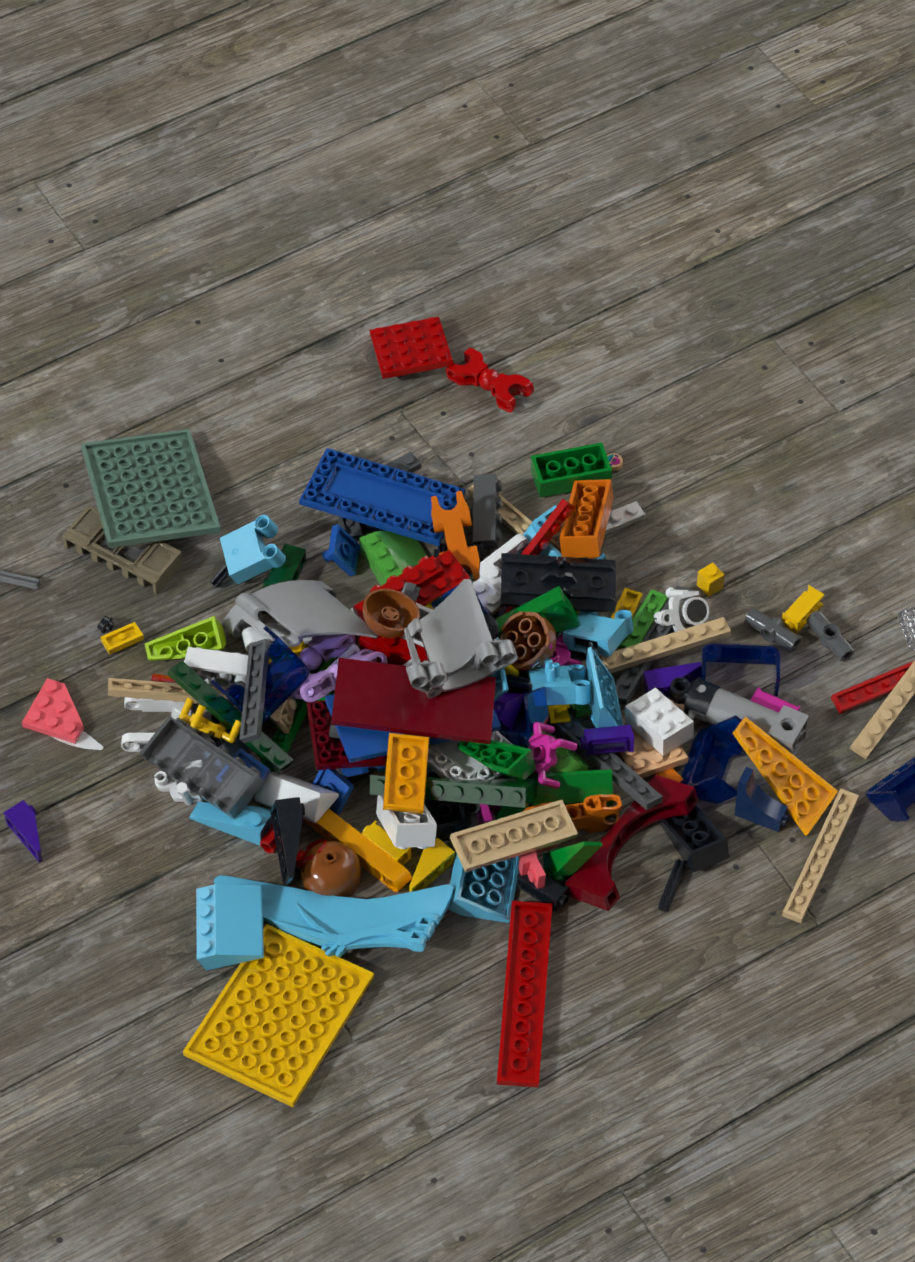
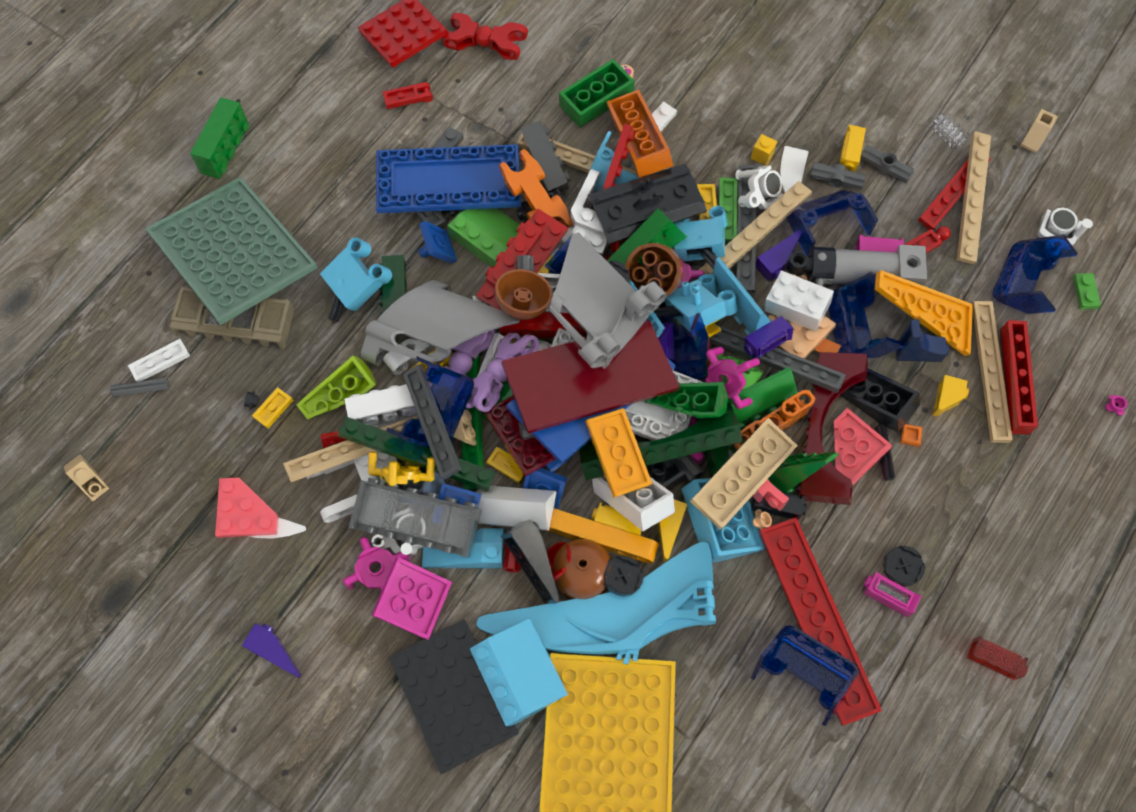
camera: 25 degrees left, 15 degrees up
(40, 562) = (159, 360): none -> white plate
(151, 806) = (366, 559): none -> dark pink plate
(161, 926) = (450, 697): none -> black plate
(167, 832) = (411, 598): none -> dark pink plate
(186, 387) = (219, 138): none -> green brick
(305, 760) = (505, 464): none -> yellow plate
(363, 887) = (624, 576): none -> black tile
(385, 409) = (407, 95): none -> red plate
(490, 1013) = (811, 663): none -> clear blue windscreen
(521, 891) = (762, 519): none -> light nougat plate
(604, 998) = (891, 594): none -> dark pink window
(632, 984) = (904, 566): none -> black tile
(644, 868) = (856, 445): none -> coral plate
(672, 1087) = (997, 658): none -> clear red window
(707, 881) = (911, 435): none -> orange tile
(736, 606) = (792, 166): none -> white sticker
(764, 860) = (949, 394): none -> yellow slope
(829, 721) = (931, 239): none -> red plate
(840, 868) = (1018, 377): none -> red brick

